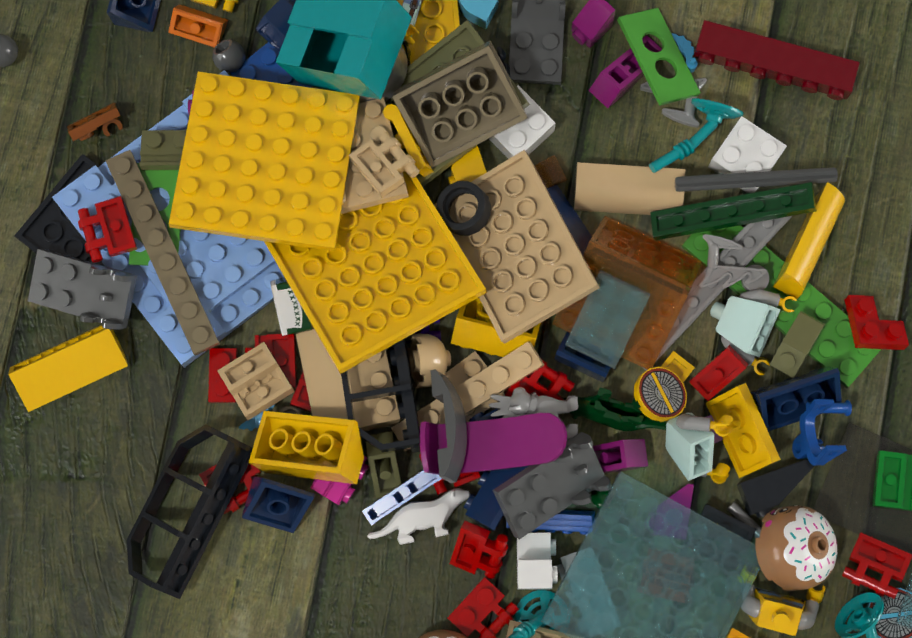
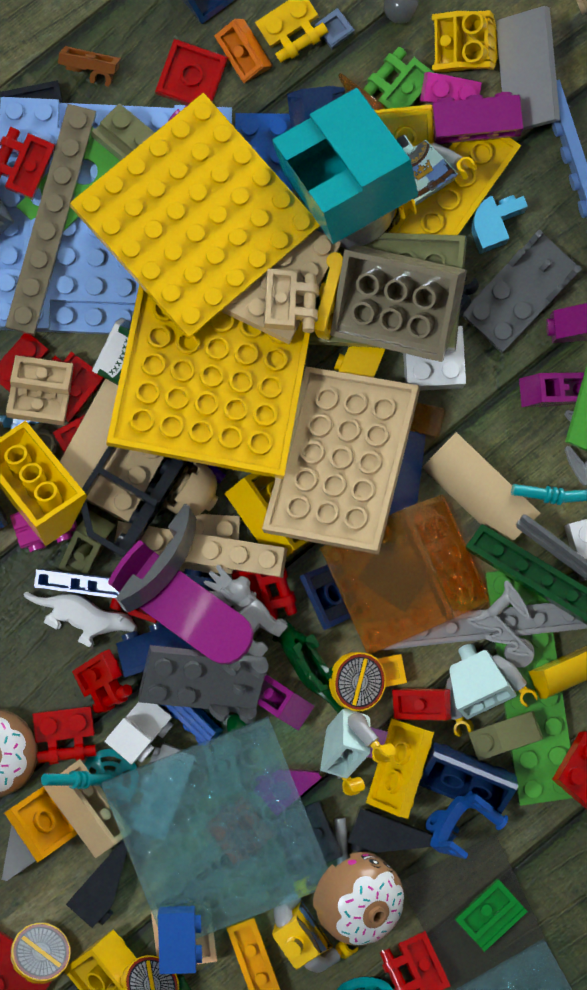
camera: 30 degrees right, 5 degrees up
(173, 72) = (190, 73): none -> red tile
(228, 55) = (246, 98): dark grey piece -> none
(481, 216) = (337, 410): black tyre -> none
(607, 319) = (365, 585): clear light blue plate -> none

